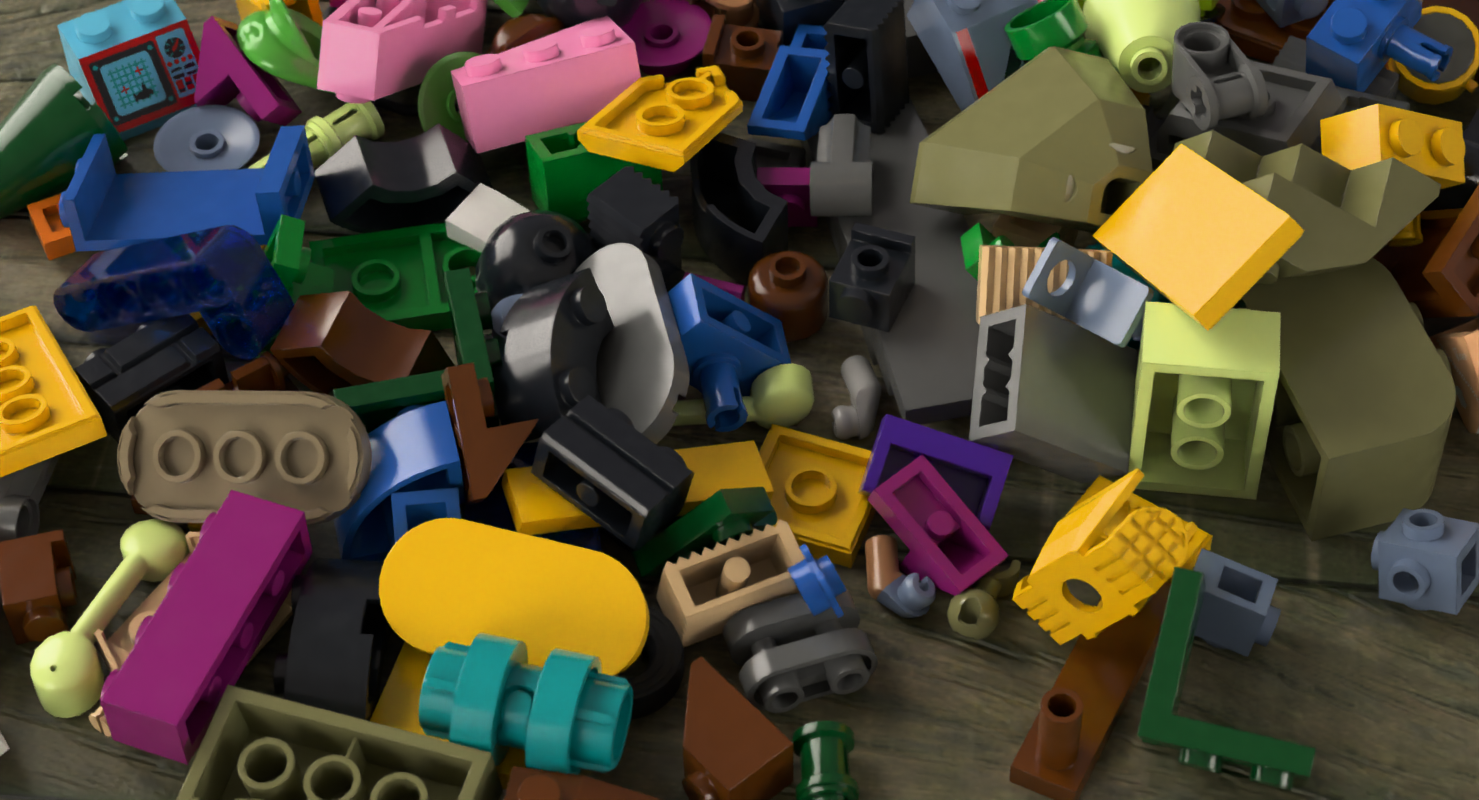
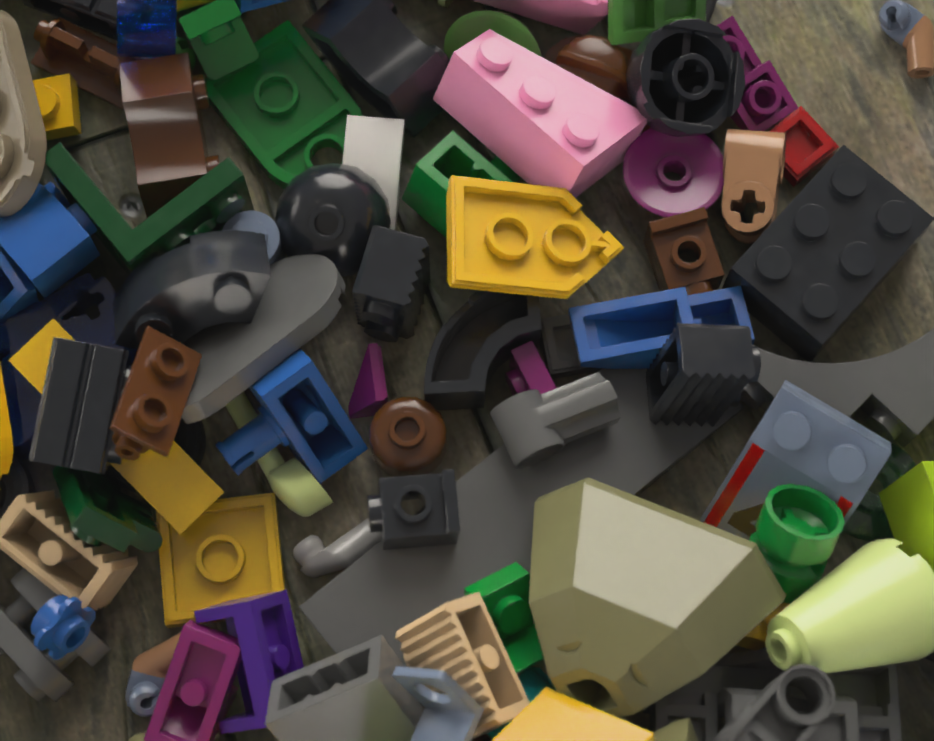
camera: 60 degrees right, 25 degrees up
(481, 450) = (63, 283): reddish brown slope -> none
(655, 399) = (154, 396): none -> reddish brown hinge

